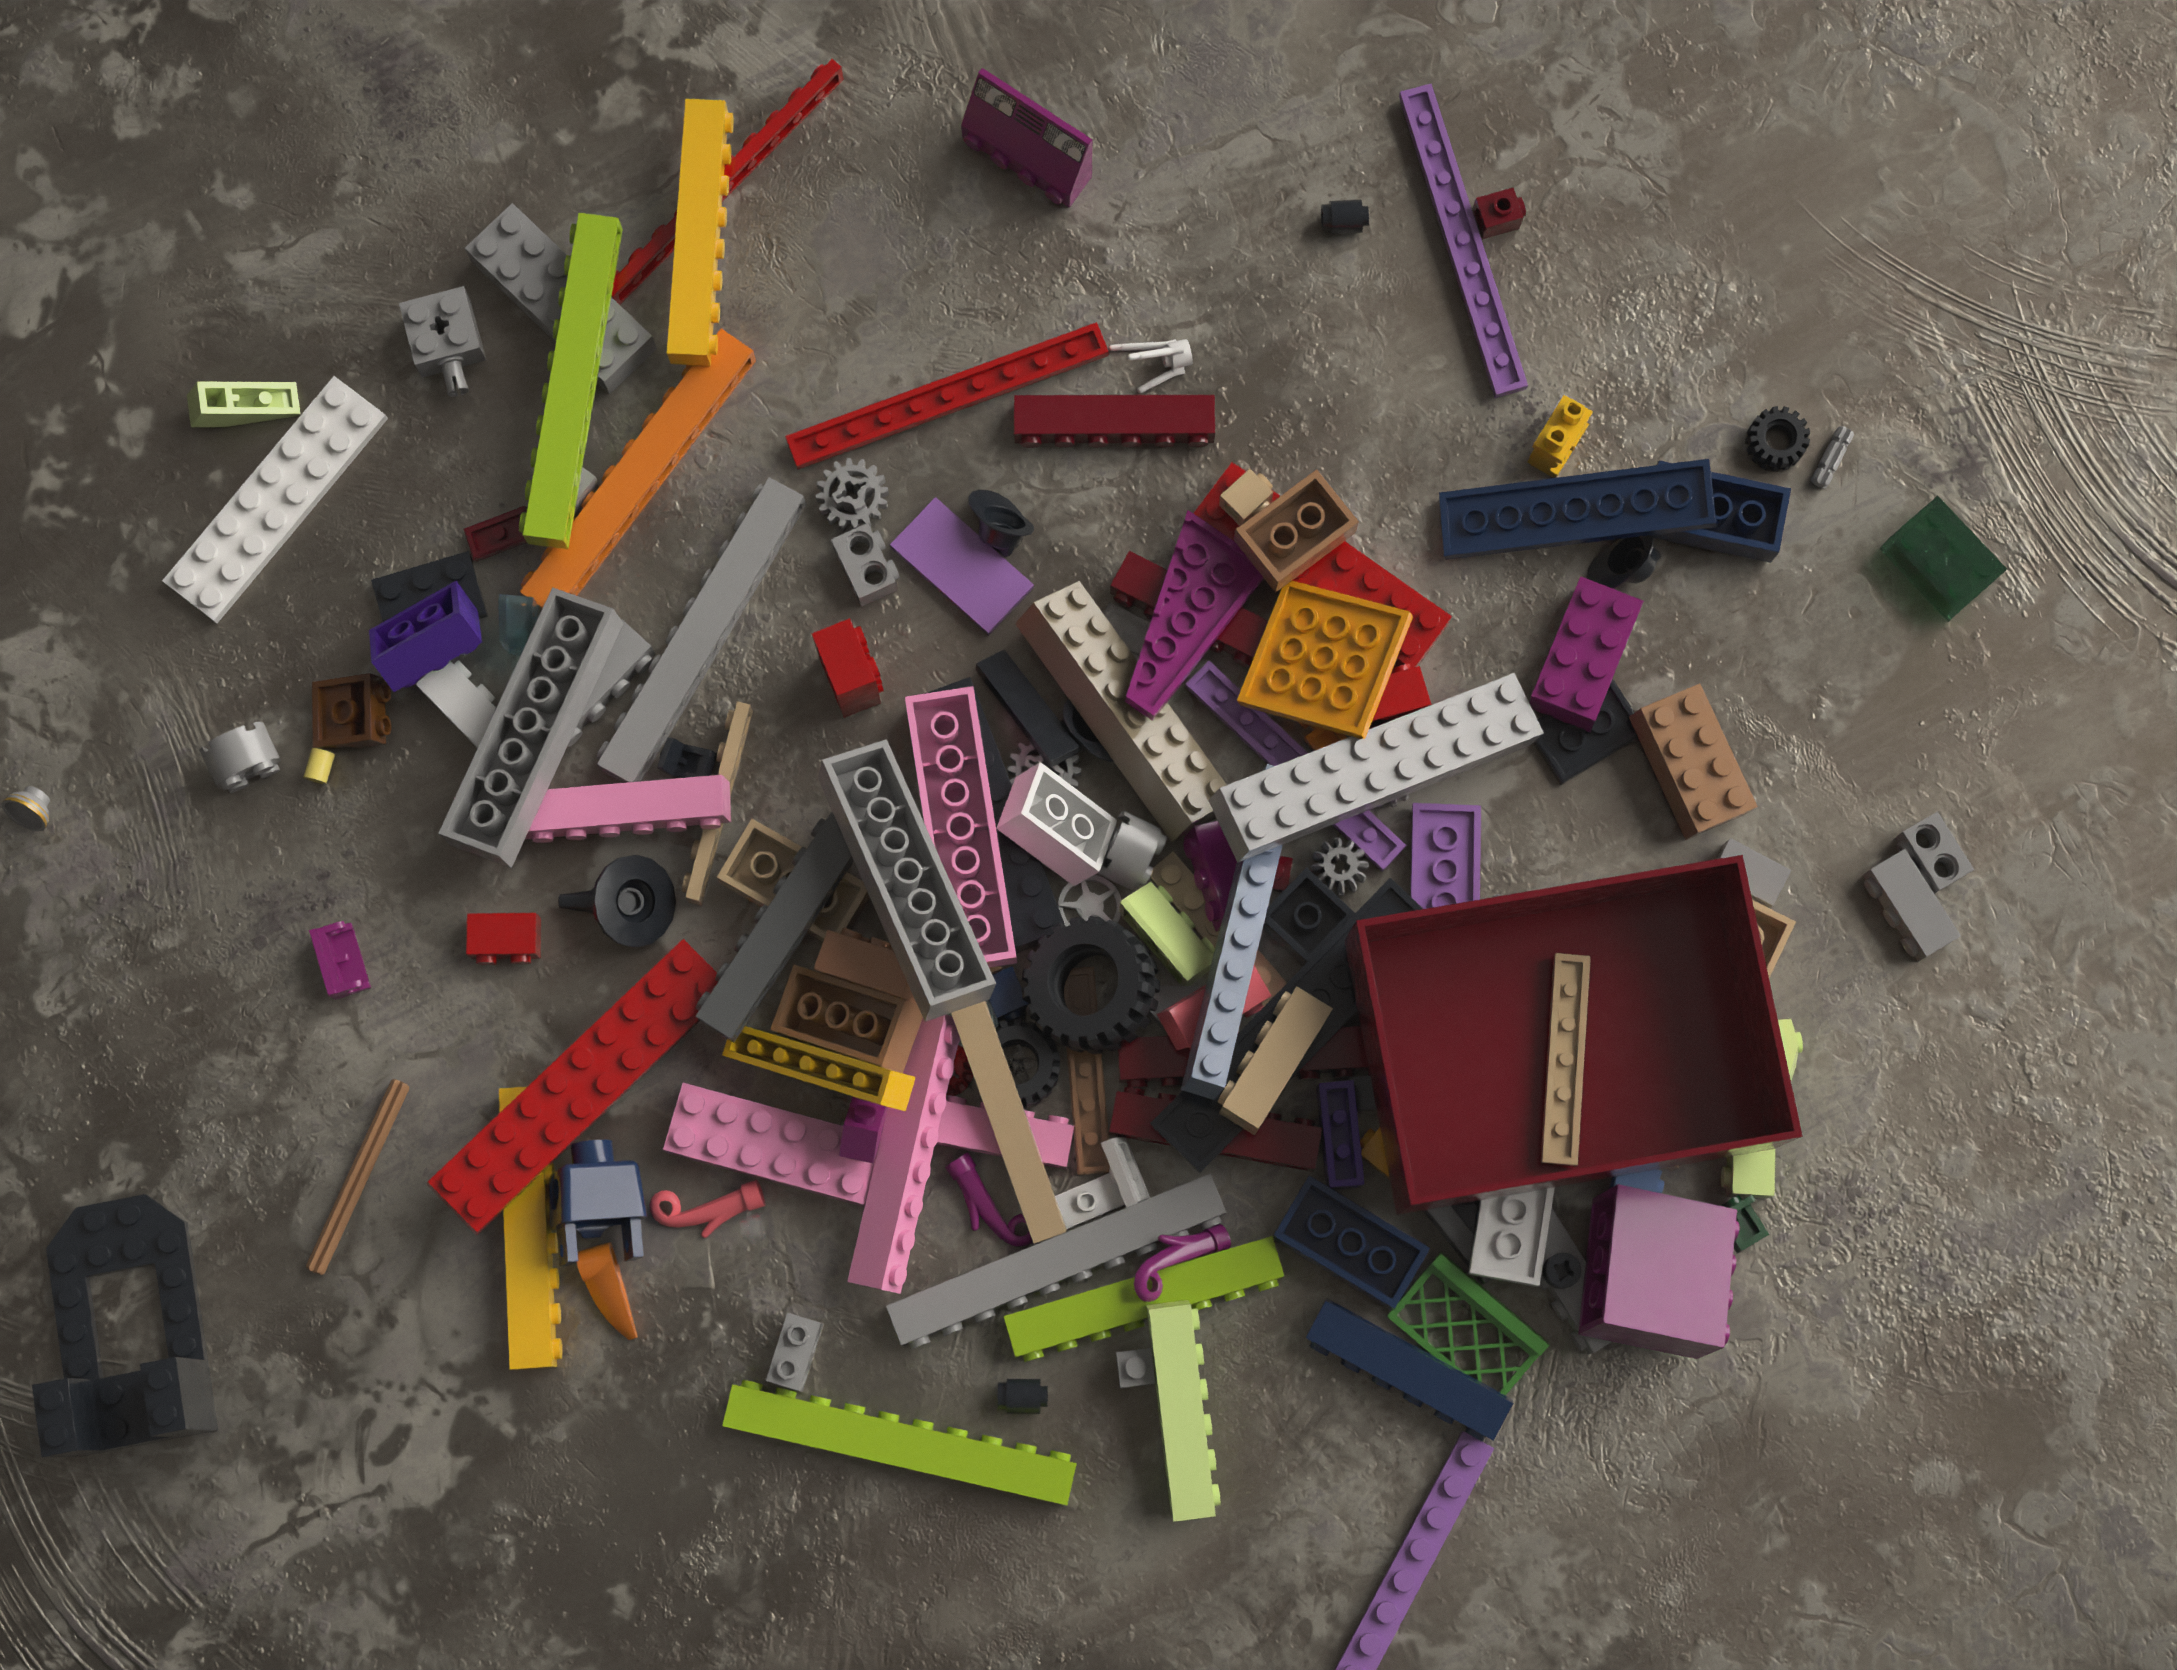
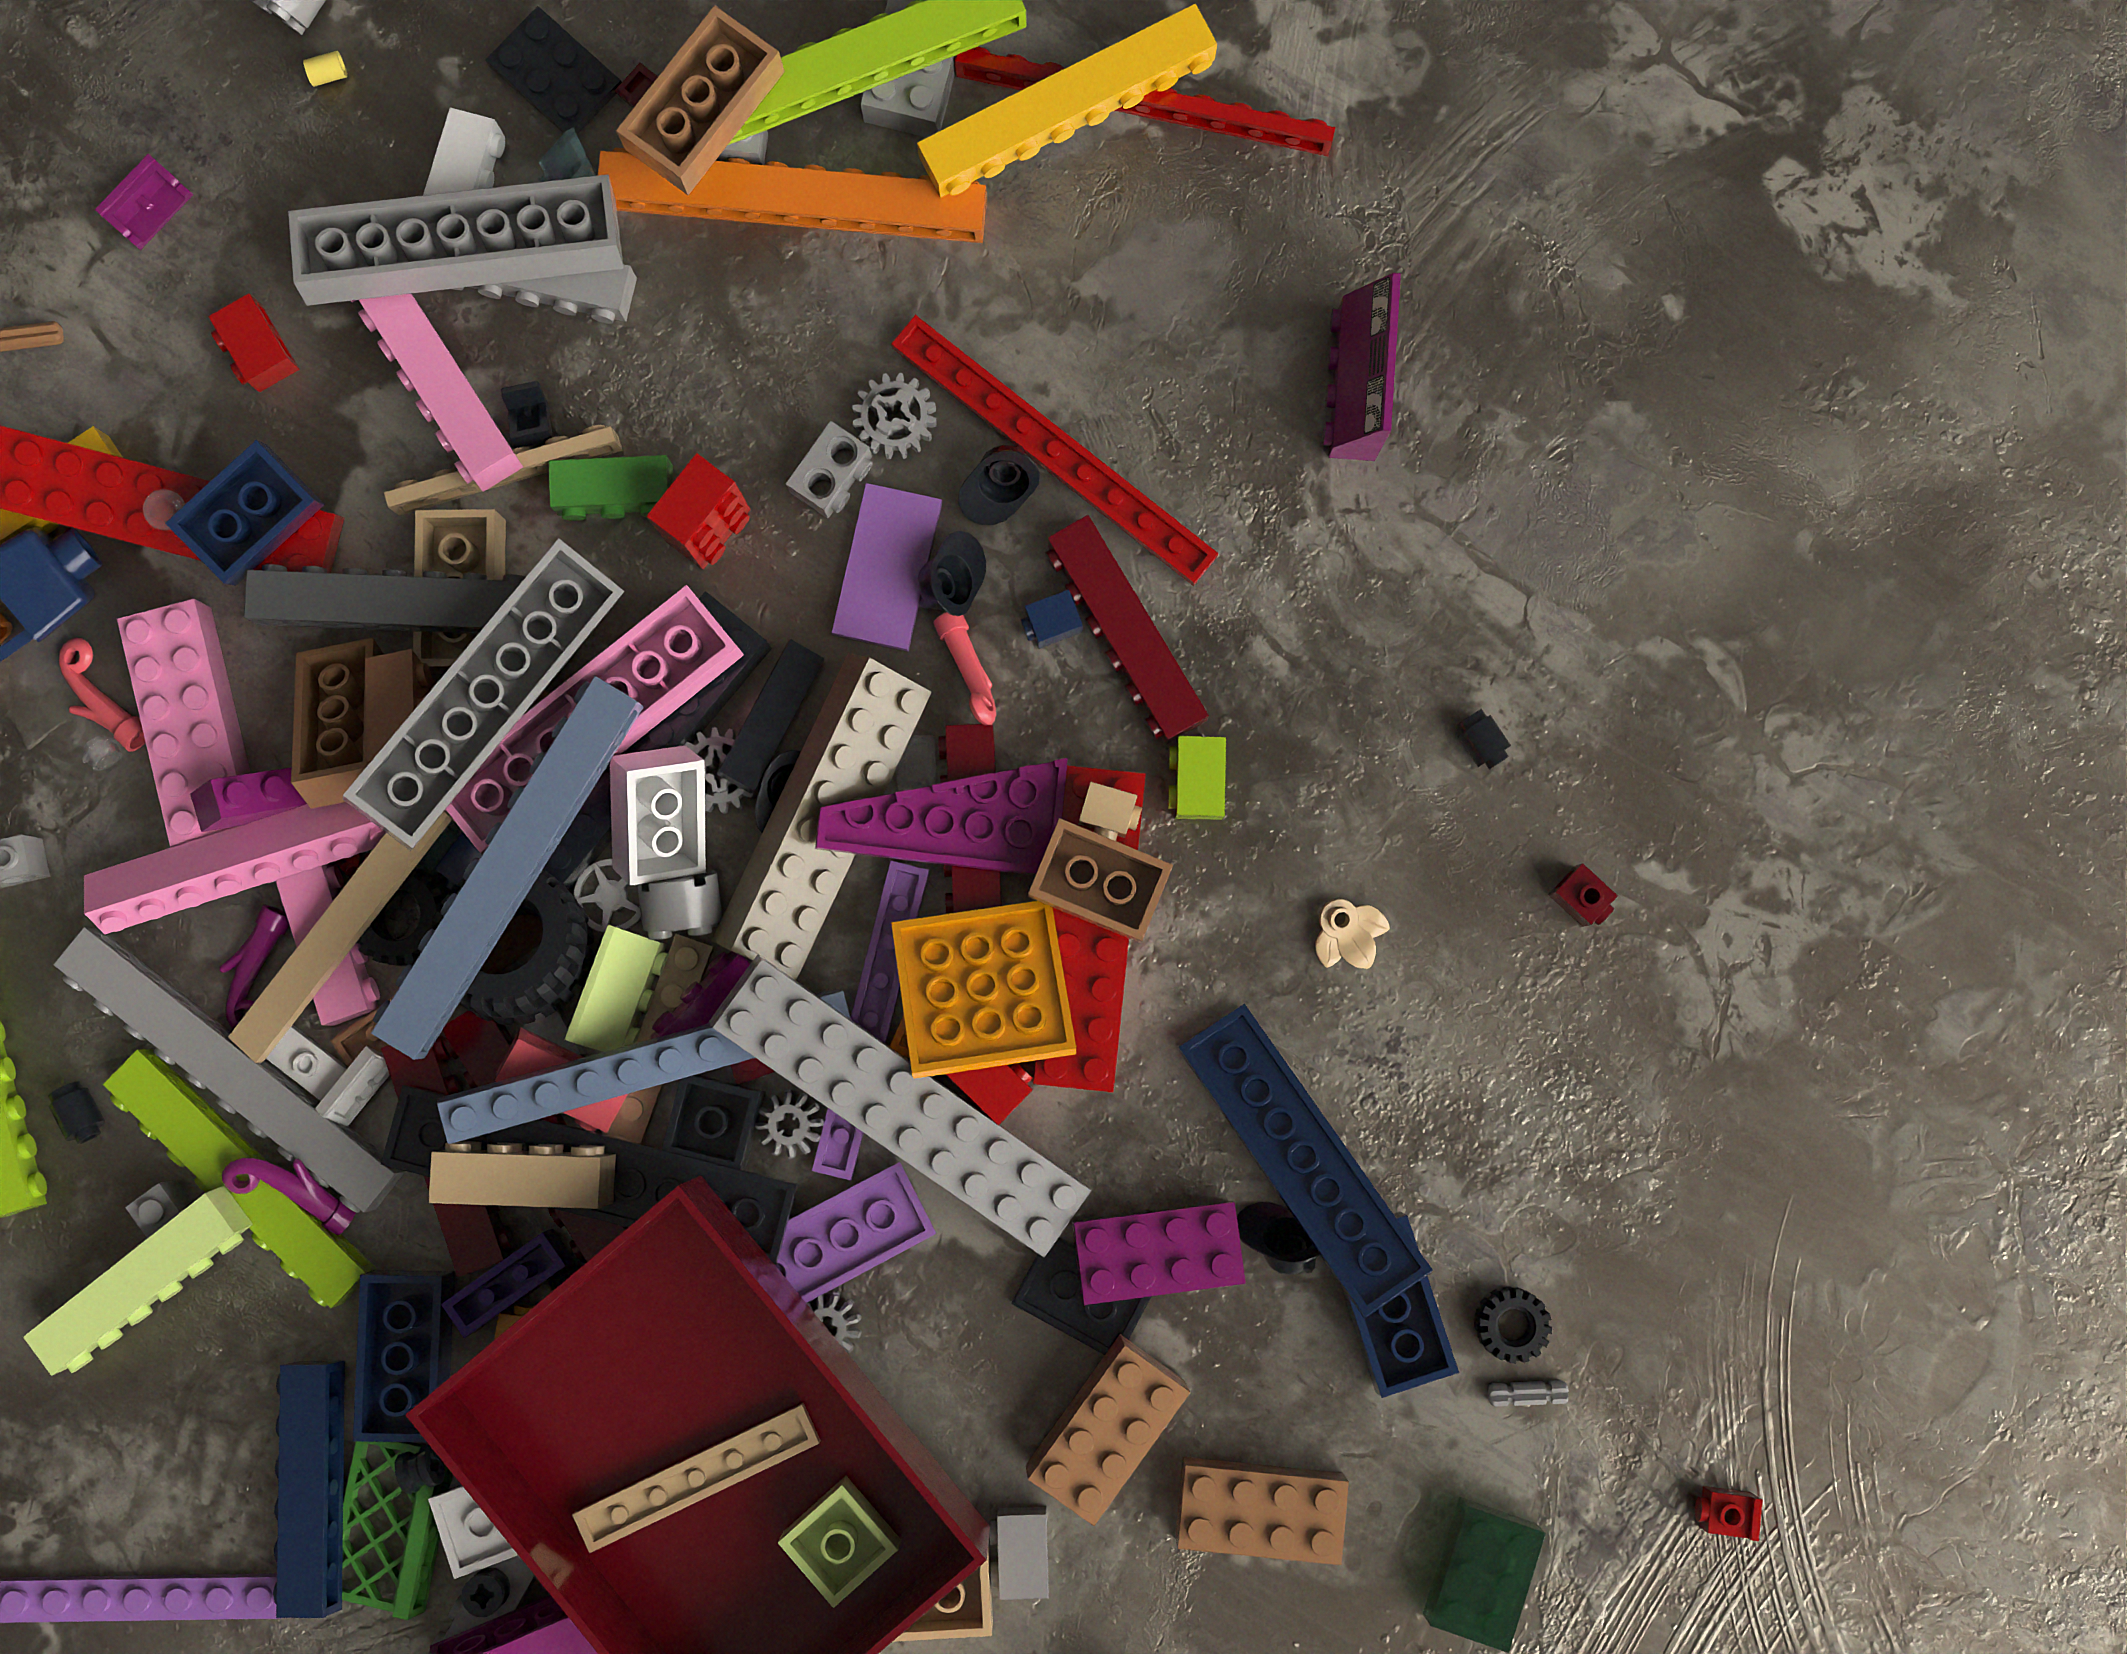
camera: 60 degrees right, 5 degrees up
(350, 712) = (392, 65): reddish brown plate -> none
(425, 637) = (497, 86): dark purple brick -> none
(548, 480) = (701, 100): none -> medium nougat brick
(610, 1054) = (161, 507): none -> clear plate
(629, 901) = (351, 442): black piece -> none
(653, 991) = (244, 513): none -> dark blue brick
(702, 632) = (666, 352): light grey brick -> none
(780, 730) = (608, 485): none -> bright green brick
(821, 1067) = (264, 727): yellow brick -> none
(951, 446) = (998, 485): none -> black piece
(1042, 937) = (507, 868): none -> sand blue brick
(1051, 544) = (954, 632): none -> coral plant
(1074, 468) = (1052, 619): none -> dark blue brick
(1173, 353) = (1232, 650): white plant -> none
(1254, 430) = (1199, 777): none -> lime brick
(1434, 391) = (1353, 938): none -> tan plate
(1443, 1268) = (419, 1469): none -> black wheel
(1463, 241) = (1532, 875): medium lavender plate -> none
(1559, 436) = (1376, 1095): yellow hips -> none
(1669, 978) = (839, 1541): none -> yellowish green brick
(1812, 687) = (1262, 1511): none -> medium nougat brick
(1999, 355) = (1745, 1517): none -> red brick

